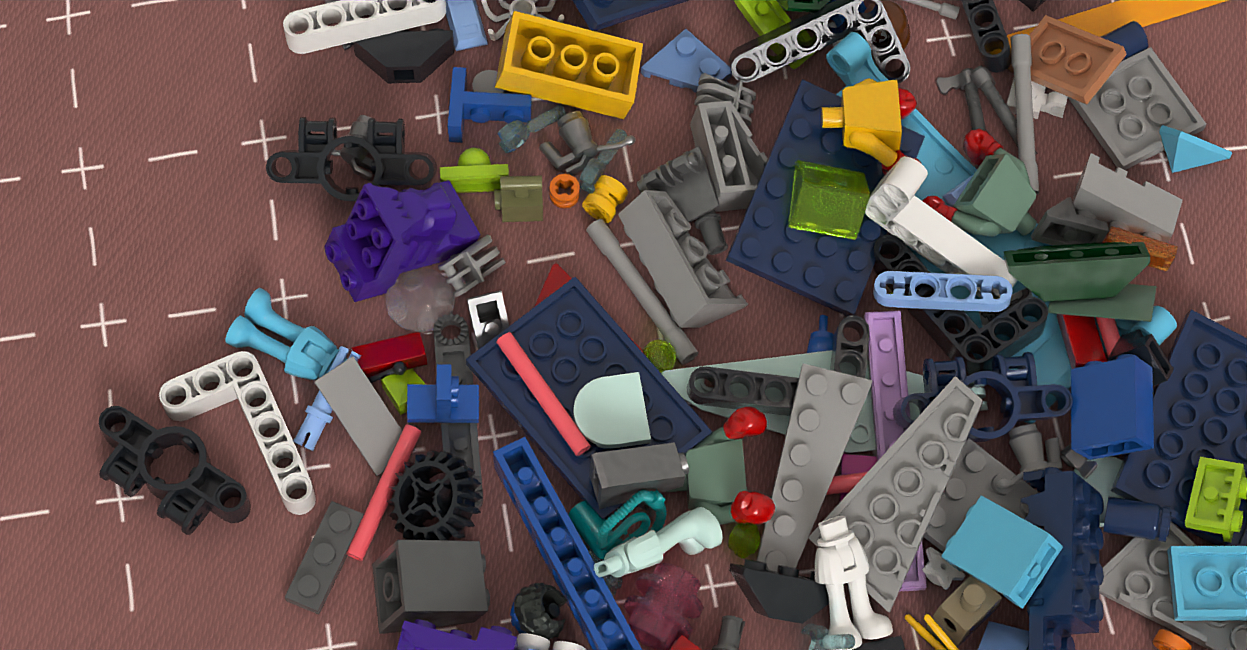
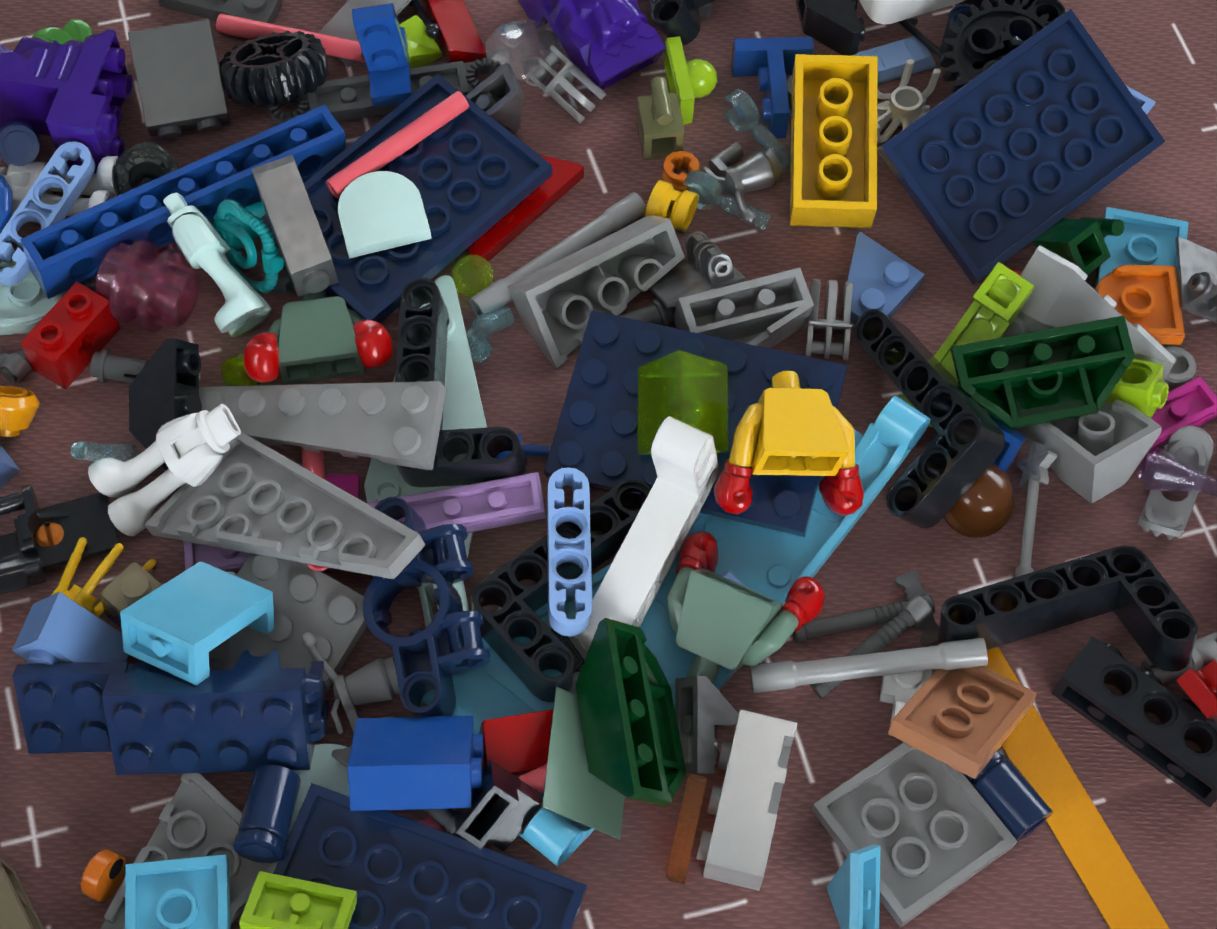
camera: 85 degrees right, 5 degrees down
(710, 350) = (482, 329): none -> clear light blue arm

